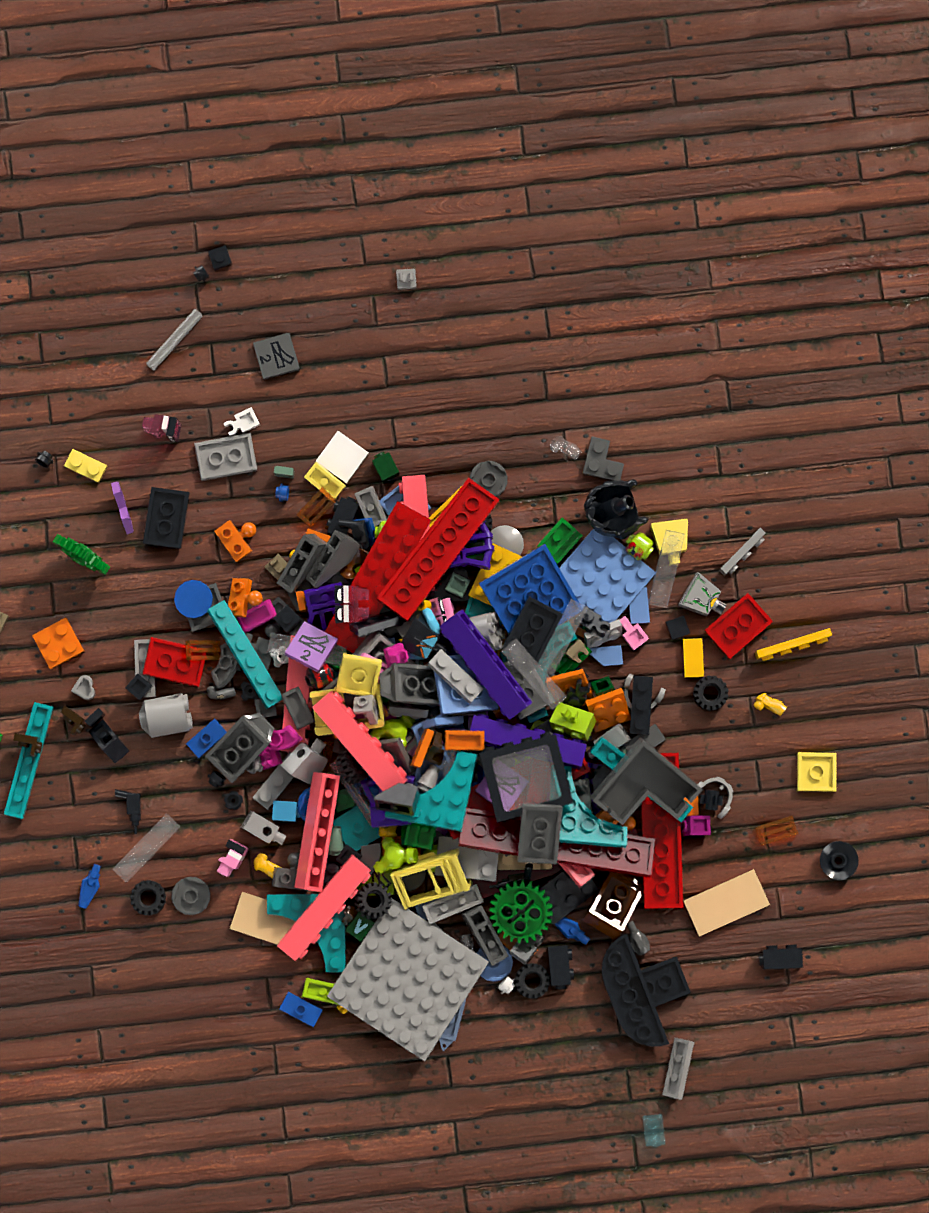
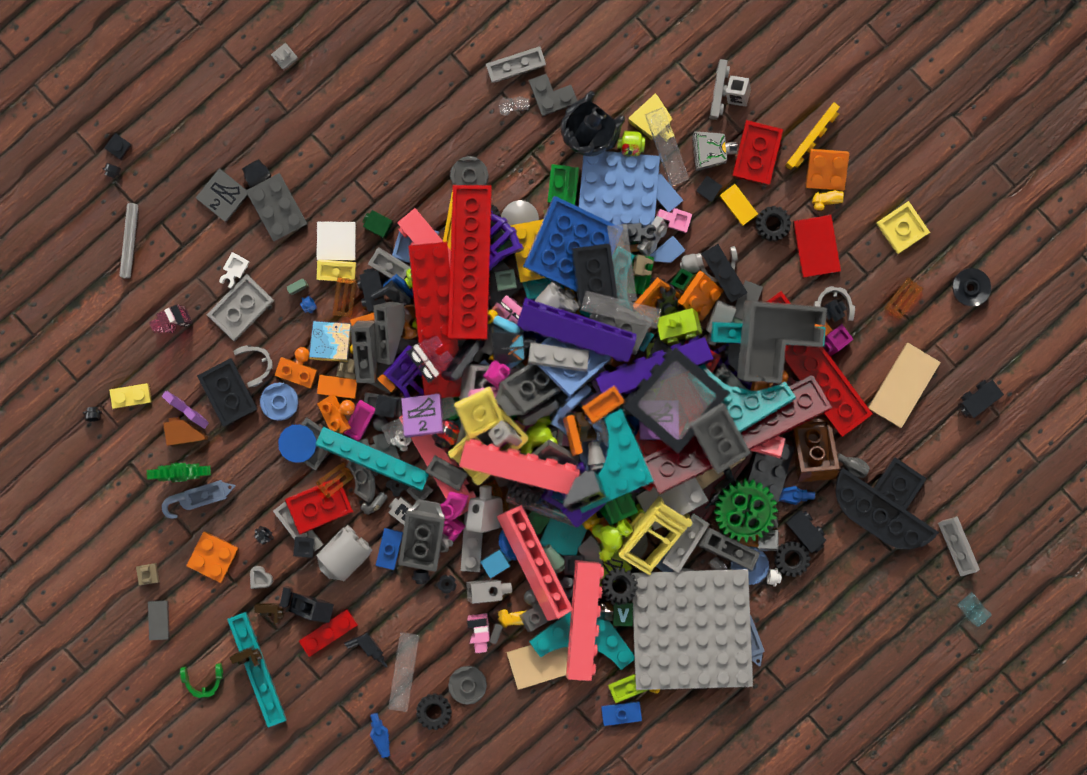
camera: 30 degrees left, 5 degrees up
(81, 586) = (198, 497): none -> sand blue plate
(106, 524) = (182, 432): none -> dark orange slope
(108, 772) = (328, 632): none -> red plate
(112, 654) = (263, 535): none -> black plate
(197, 526) = (244, 349): none -> light grey piece
(202, 555) = (279, 401): none -> medium blue tile
(237, 710) = (399, 509): none -> light grey brick
(247, 867) = (496, 633): none -> dark grey tile
(259, 575) = (339, 386): none -> orange tile
(279, 535) = (330, 341): none -> tile
(313, 396) = (276, 207): none -> dark grey plate
(315, 359) = (255, 173): none -> black piece
(590, 416) = (516, 64): none -> light grey plate
(618, 677) = (690, 263): none -> light grey piece
(734, 737) = (816, 246): none -> red tile
(757, 564) = (738, 90): none -> light grey brick
(786, 679) = (827, 169): none -> orange plate

